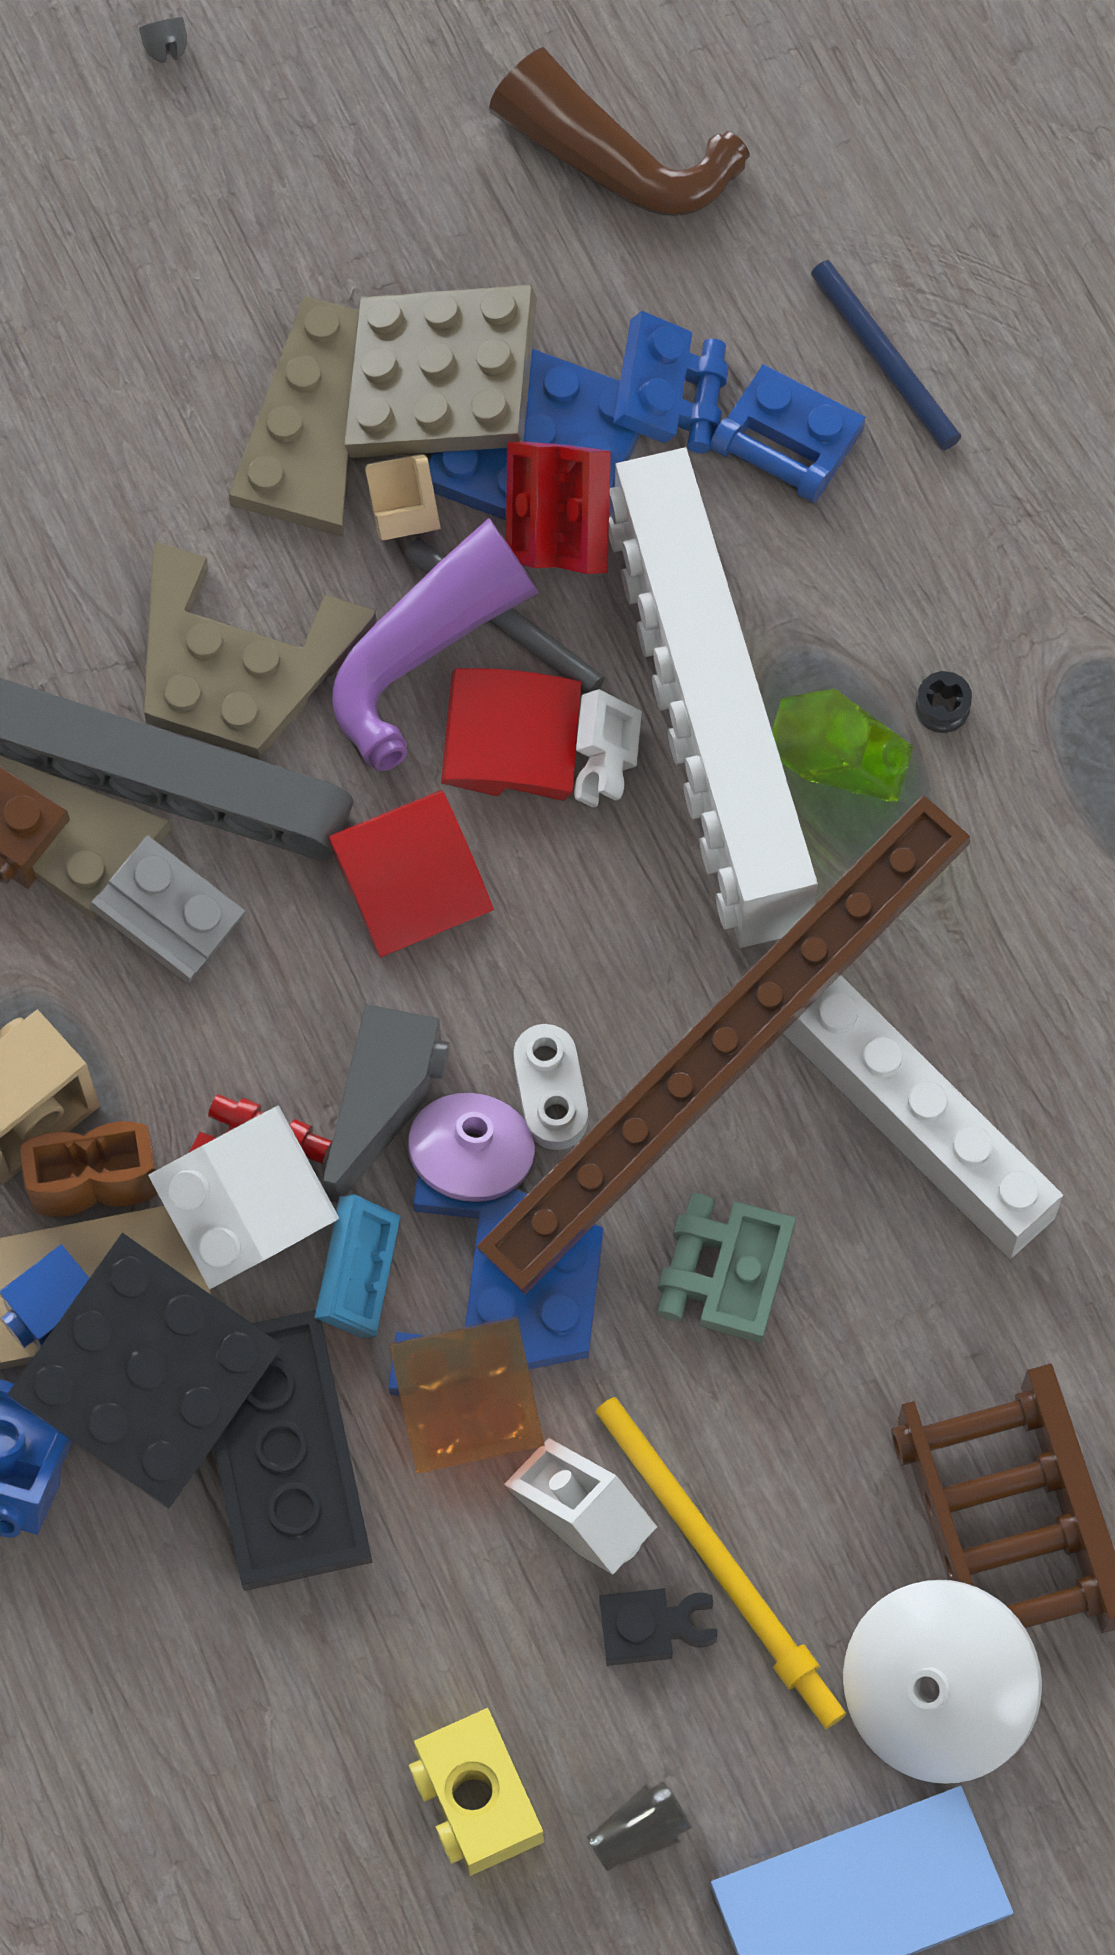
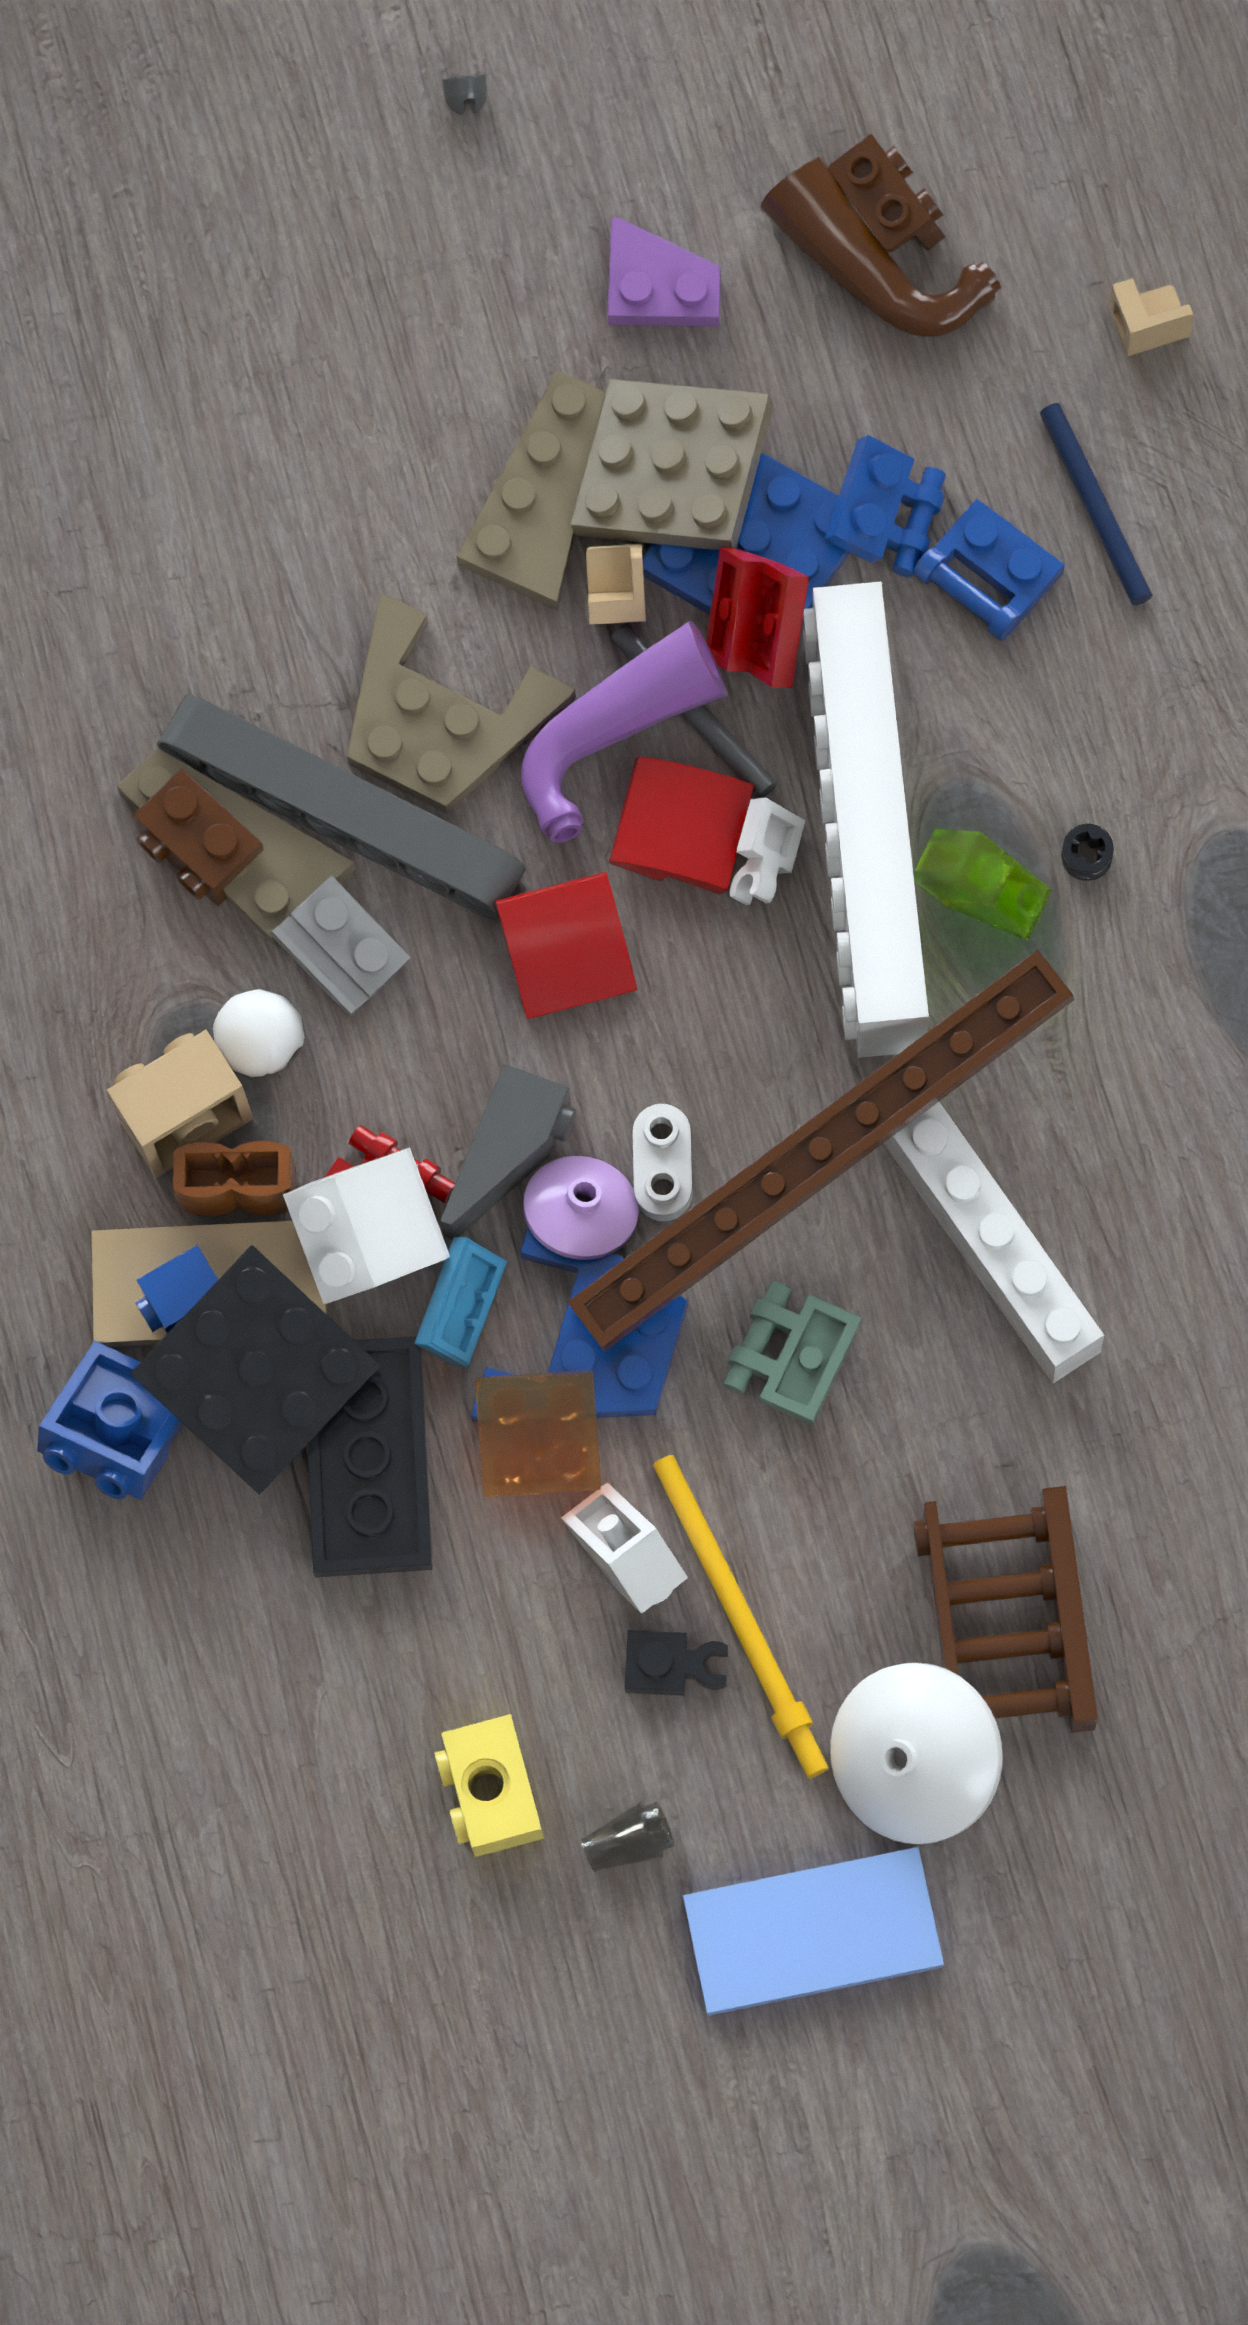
camera: 15 degrees right, 5 degrees up
(93, 1011) = (258, 1032): none -> white hair
(396, 197) = (659, 281): none -> medium lavender wing
(615, 79) = (883, 198): none -> reddish brown bracket
(906, 166) = (1148, 317): none -> tan panel

